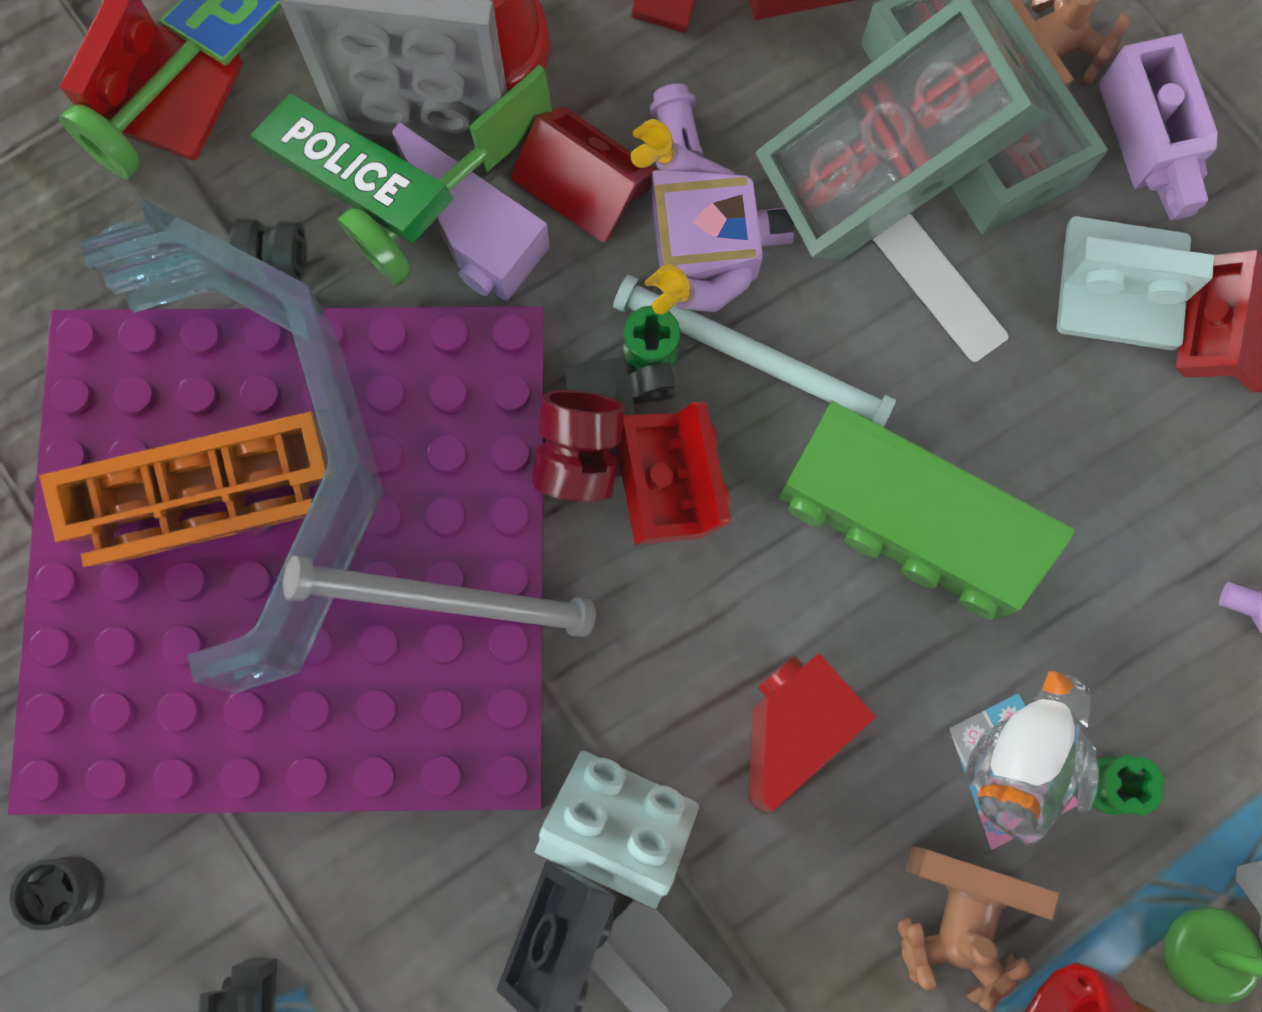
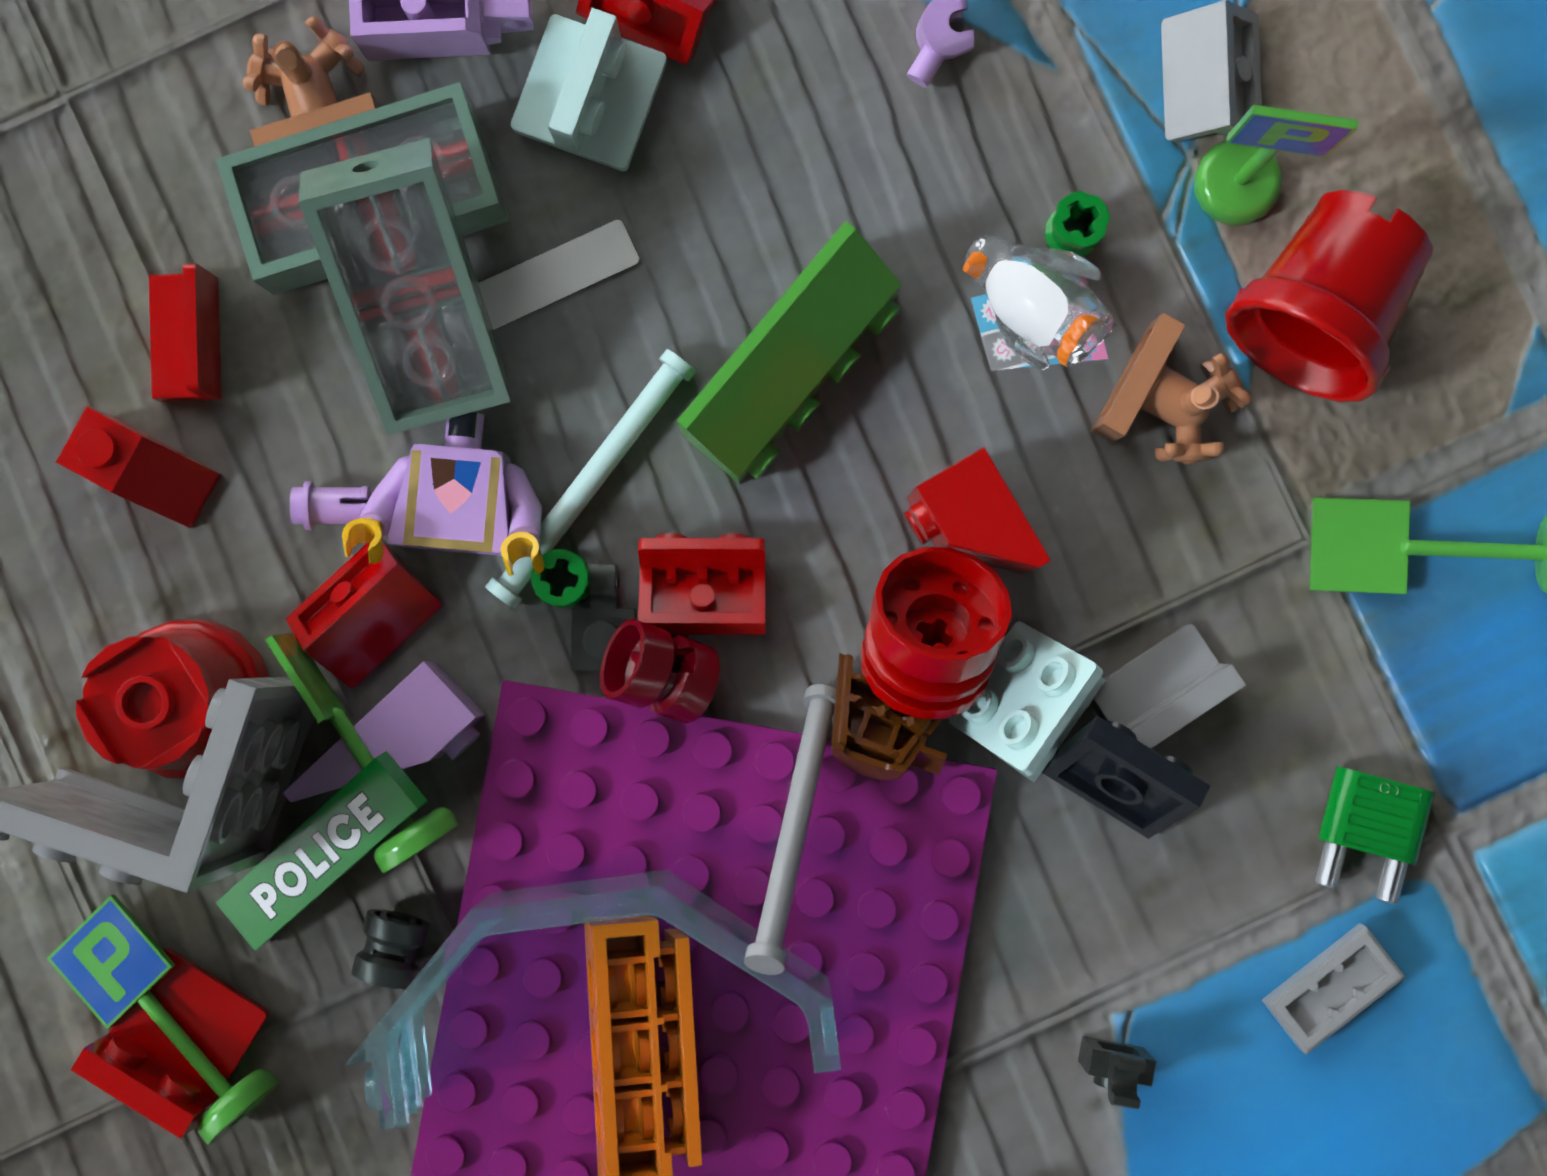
camera: 75 degrees left, 10 degrees up
(565, 677) = (875, 737): none -> reddish brown piece
(671, 709) = (934, 632): none -> red wheel

